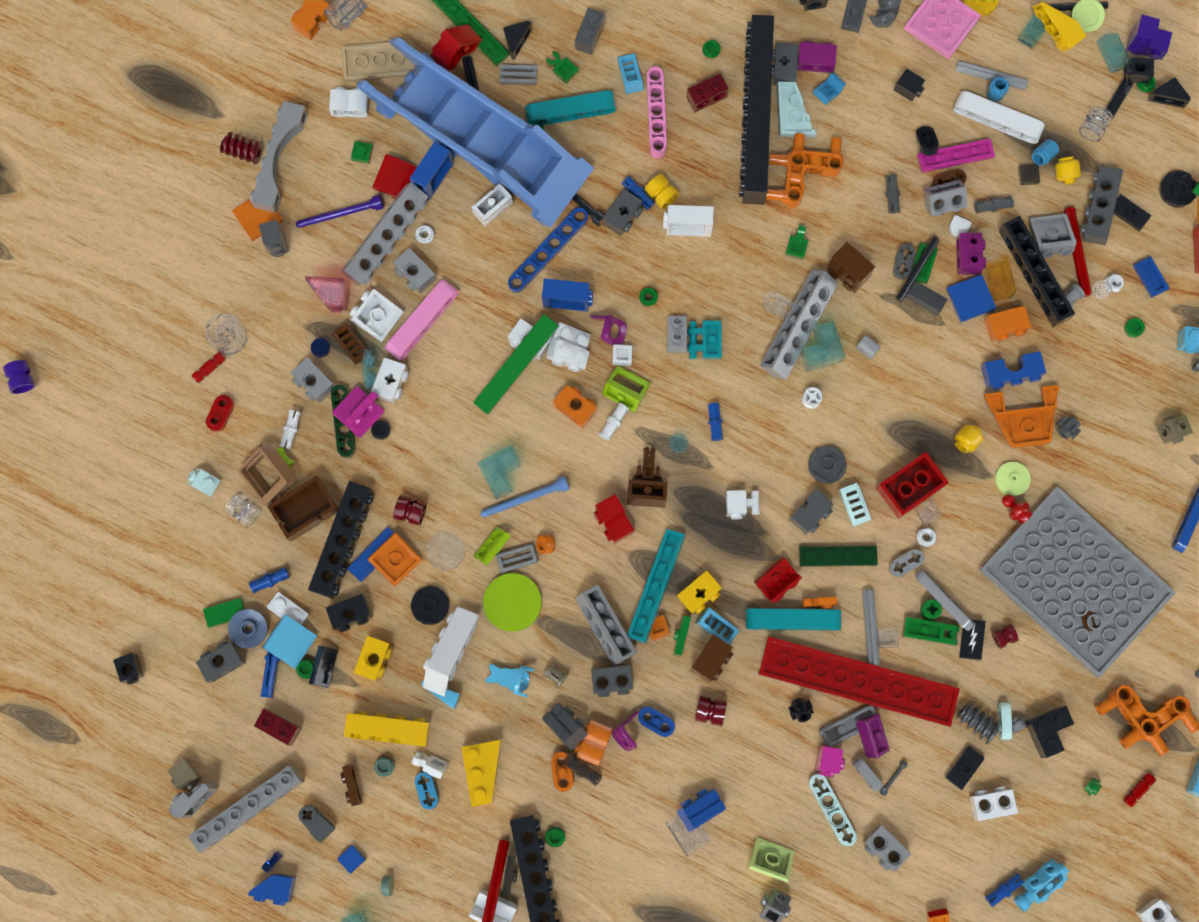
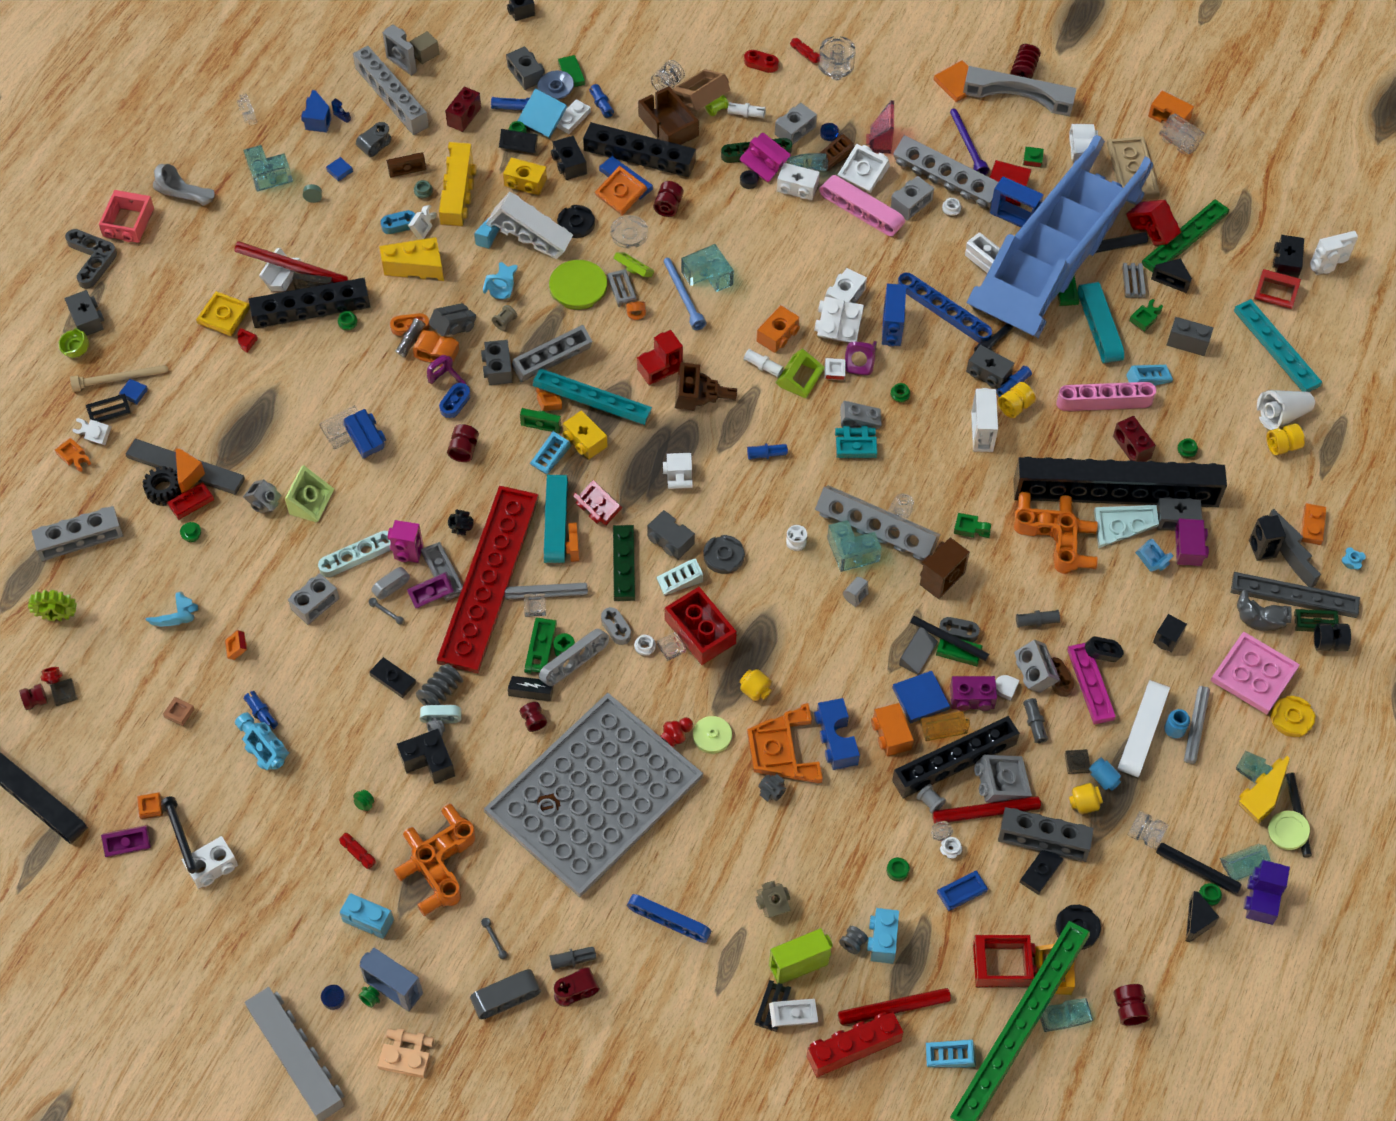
camera: 85 degrees right, 20 degrees down
(203, 481) = (694, 50): light aqua bracket -> none
(273, 238) = (933, 86): dark grey brick -> none
(516, 364) = (818, 275): green tile -> none
(678, 443) = (742, 419): clear light blue plate -> none
(711, 659) = (515, 439): reddish brown brick -> none
(993, 809) = (349, 700): white brick -> none
(1146, 66) = (1221, 883): black brick -> none

